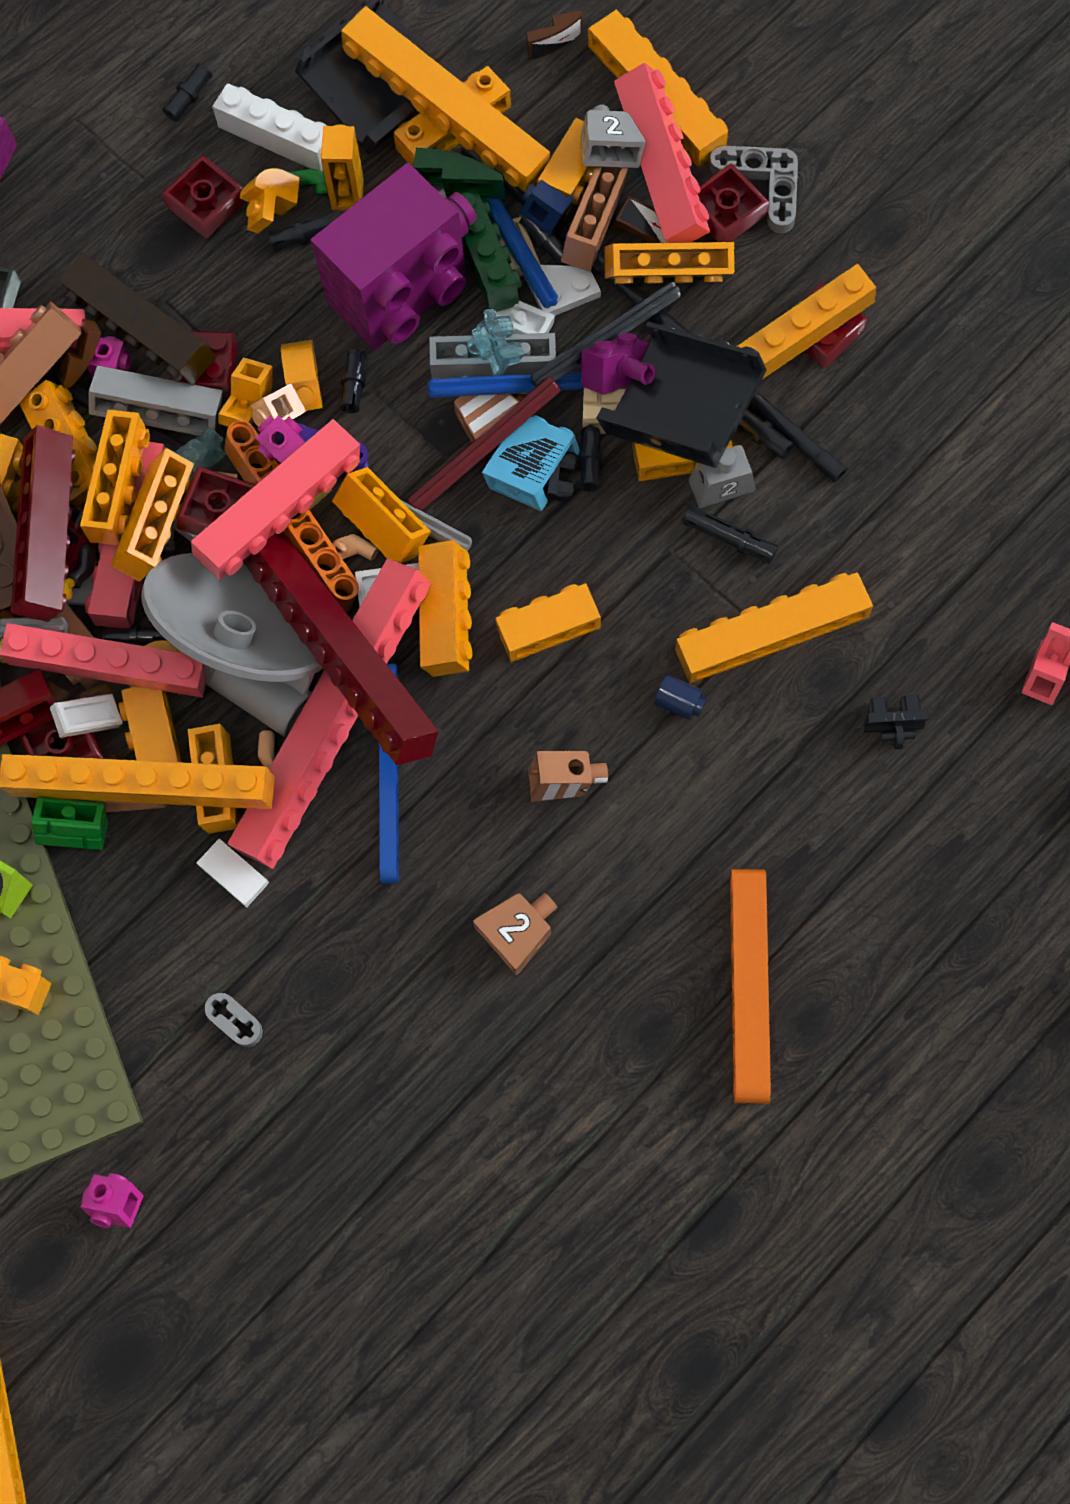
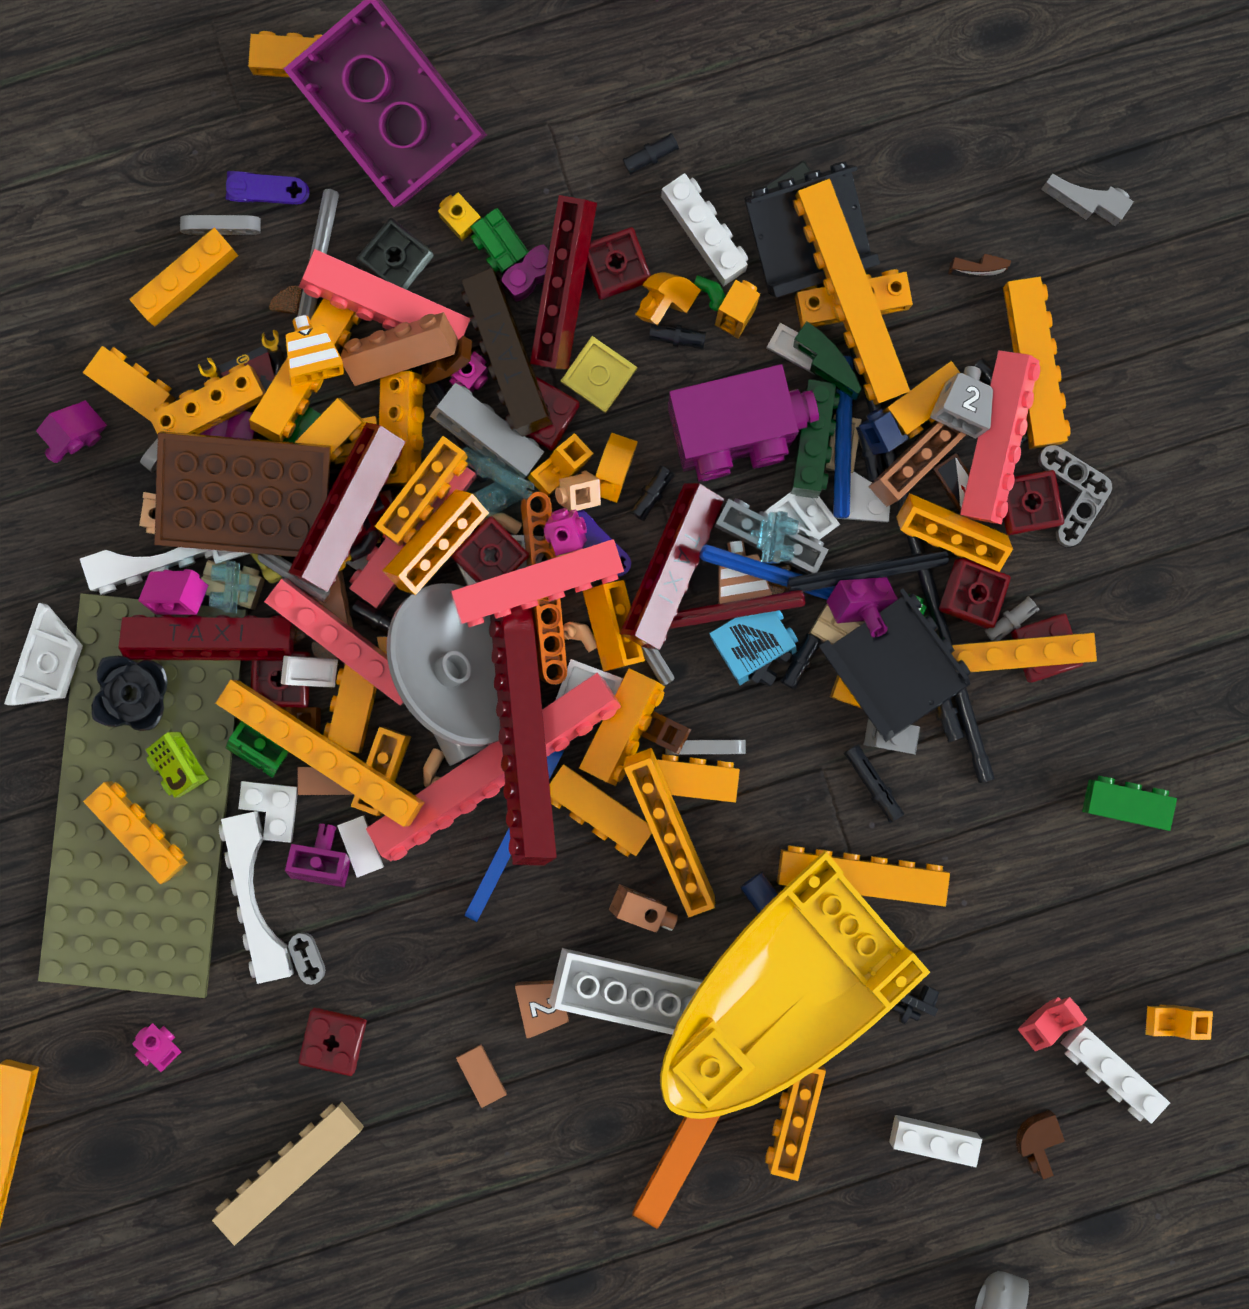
camera: 20 degrees right, 15 degrees up
(28, 231) = (458, 215): none -> yellow brick
(79, 233) = (498, 241): none -> green brick
(104, 931) = (268, 953): none -> white arch
(117, 875) = (277, 802): none -> white plate
(123, 244) = (522, 277): none -> magenta brick
(159, 228) = (563, 282): none -> dark red brick
(160, 826) = (315, 783): none -> nougat tile
(172, 430) = (486, 467): none -> clear light blue pin
(194, 907) = (319, 863): none -> magenta brick
(241, 305) = (598, 374): none -> light yellow tile
(326, 1103) = (349, 1034): none -> dark red brick
(329, 1265) = (287, 1173): none -> tan brick
(408, 429) = (672, 566): none -> brick
(471, 702) = (599, 810): none -> light orange brick
(489, 1044) = (481, 1075): none -> nougat tile
(492, 588) = (666, 733): none -> reddish brown slope
(541, 584) = (712, 747): none -> light grey beam
(549, 675) = (669, 832): none -> light orange brick
(609, 857) = (621, 991): none -> white brick
(723, 307) = (987, 583): none -> dark red brick
(760, 769) = (786, 996): none -> yellow piece
(778, 305) = (1012, 619): none -> light grey pin
(849, 900) = (794, 1125): none -> light orange brick
(994, 422) = (1129, 803): none -> green brick
(1007, 847) = (935, 1141): none -> white brick

